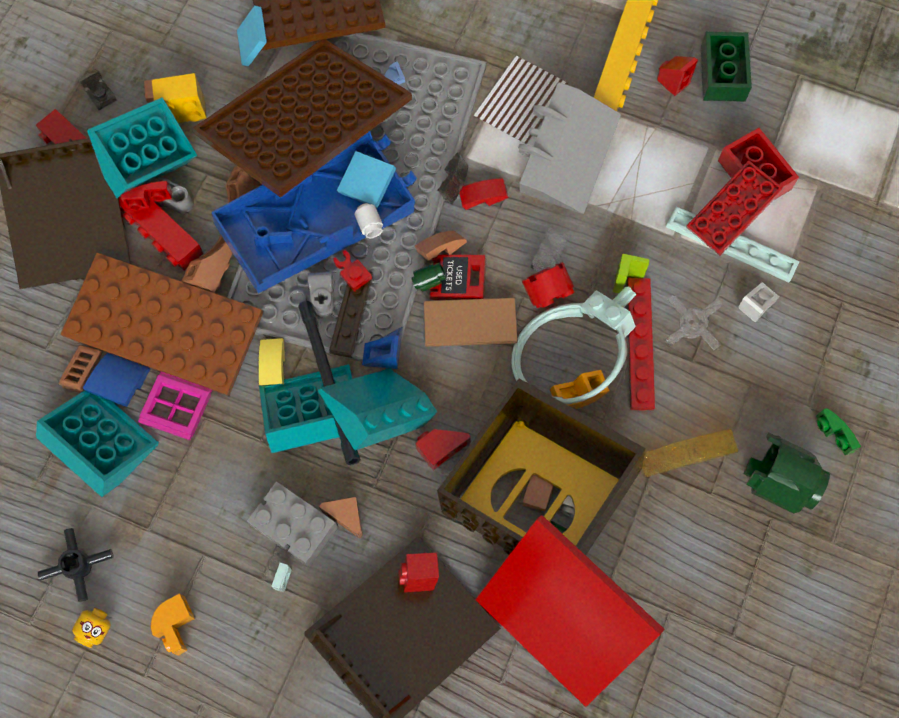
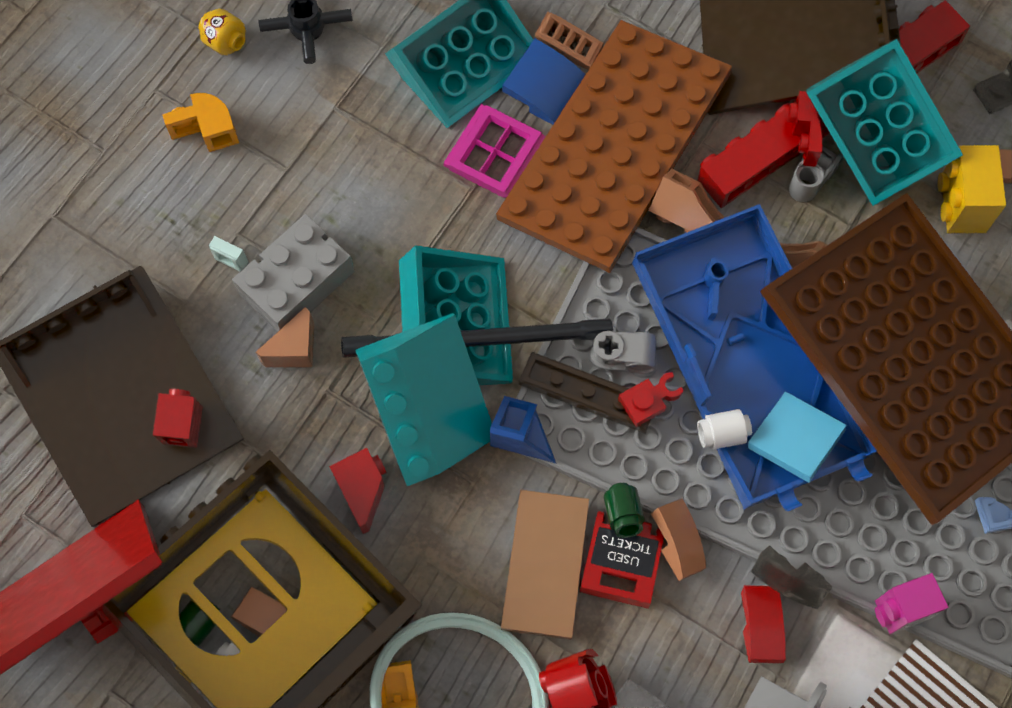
camera: 100 degrees right, 0 degrees up
(271, 361) = (536, 274): light yellow slope -> none
(459, 110) = (910, 603): none -> dark pink brick

